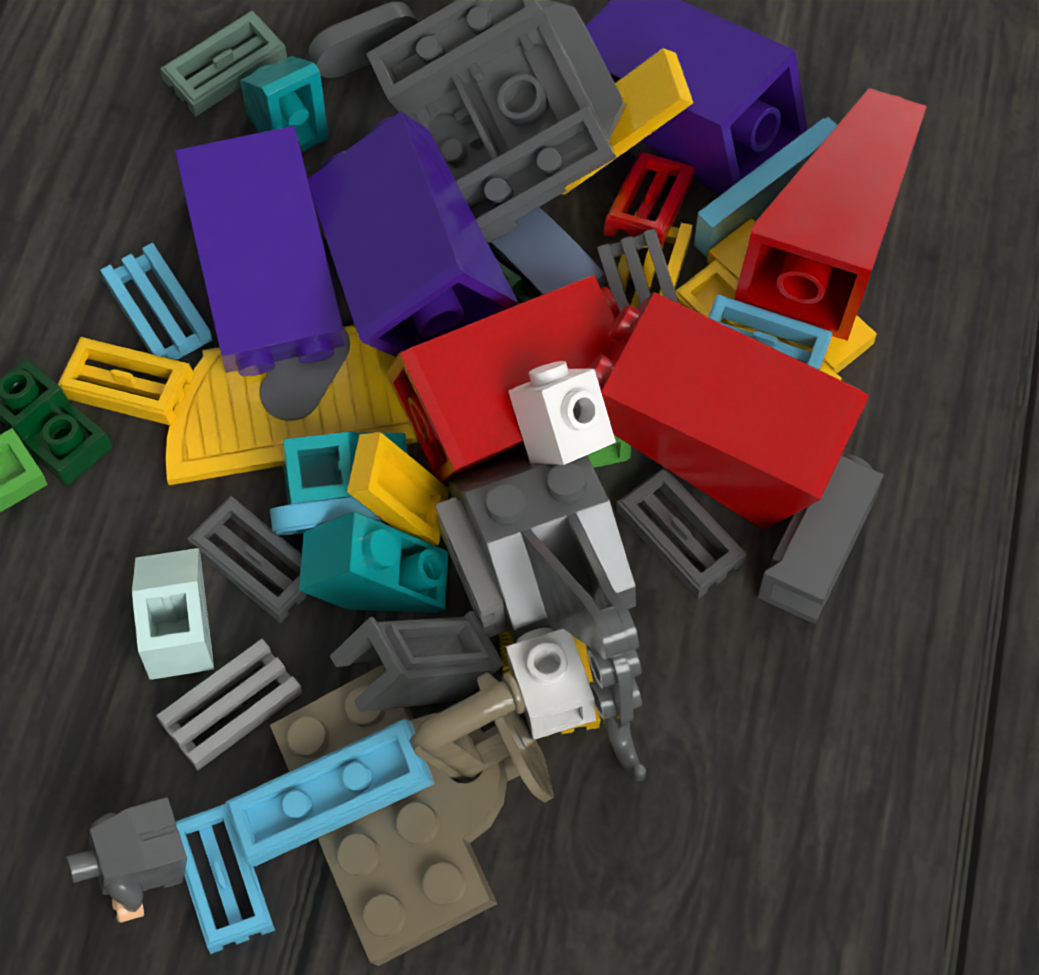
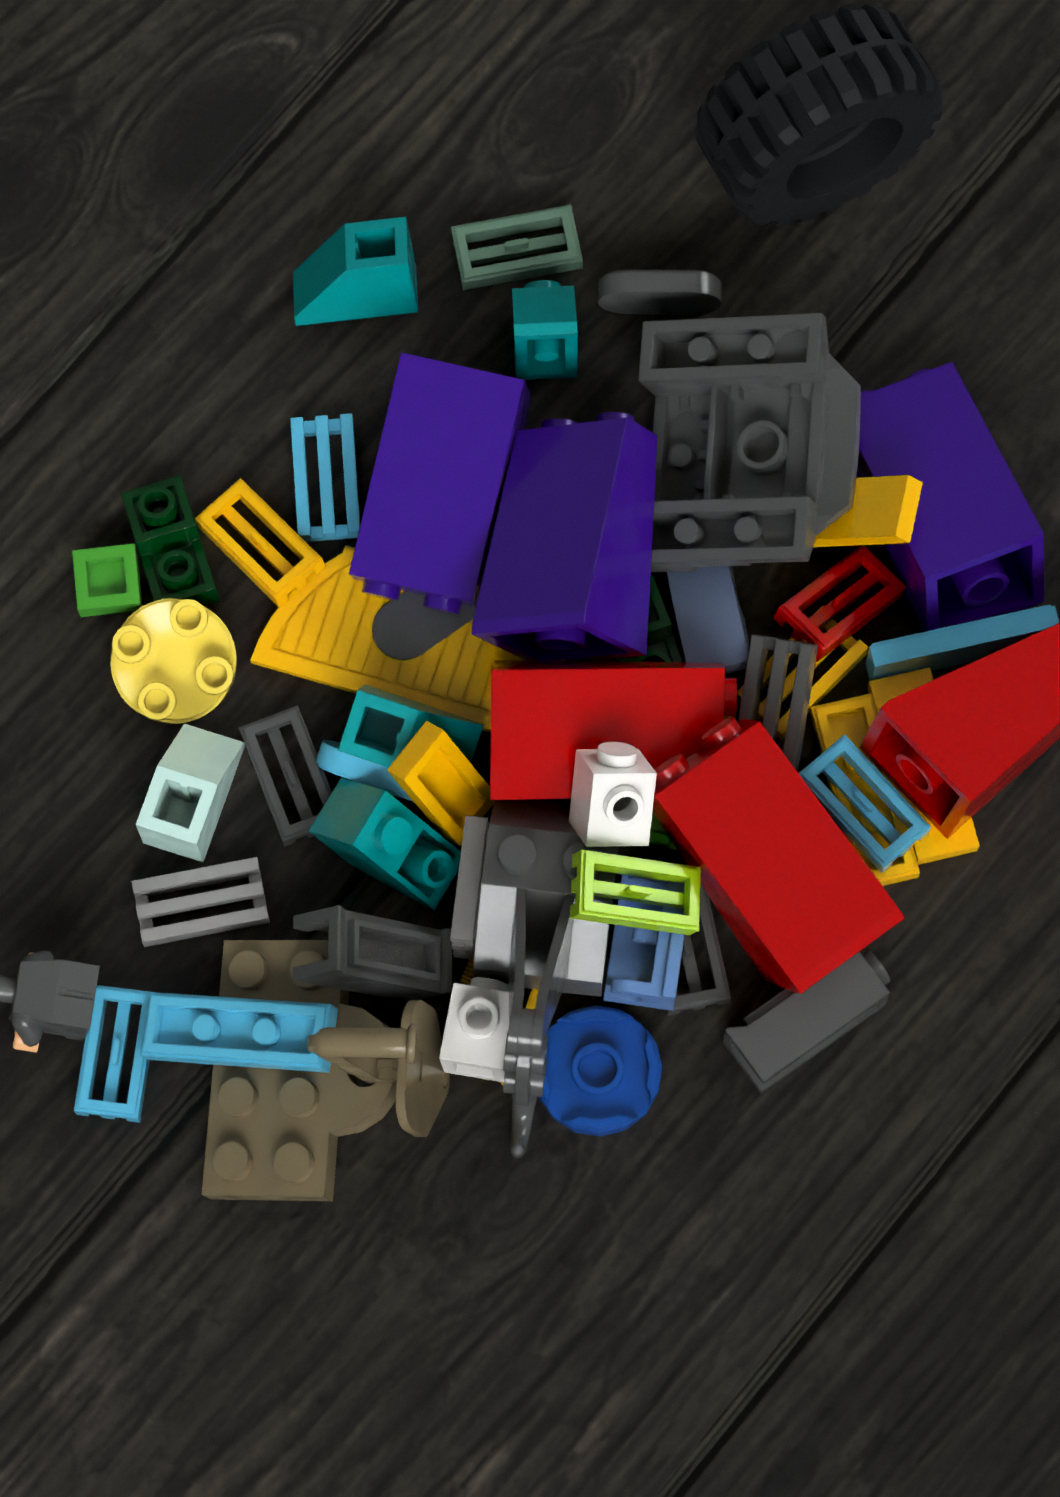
camera: 30 degrees right, 10 degrees up
(97, 511) = (173, 660): none -> light yellow dish
(101, 130) = (358, 274): none -> teal slope
(636, 492) = (587, 887): none -> lime tile
(656, 531) = (645, 961): none -> medium blue hinge
(681, 674) = (600, 1071): none -> blue tile

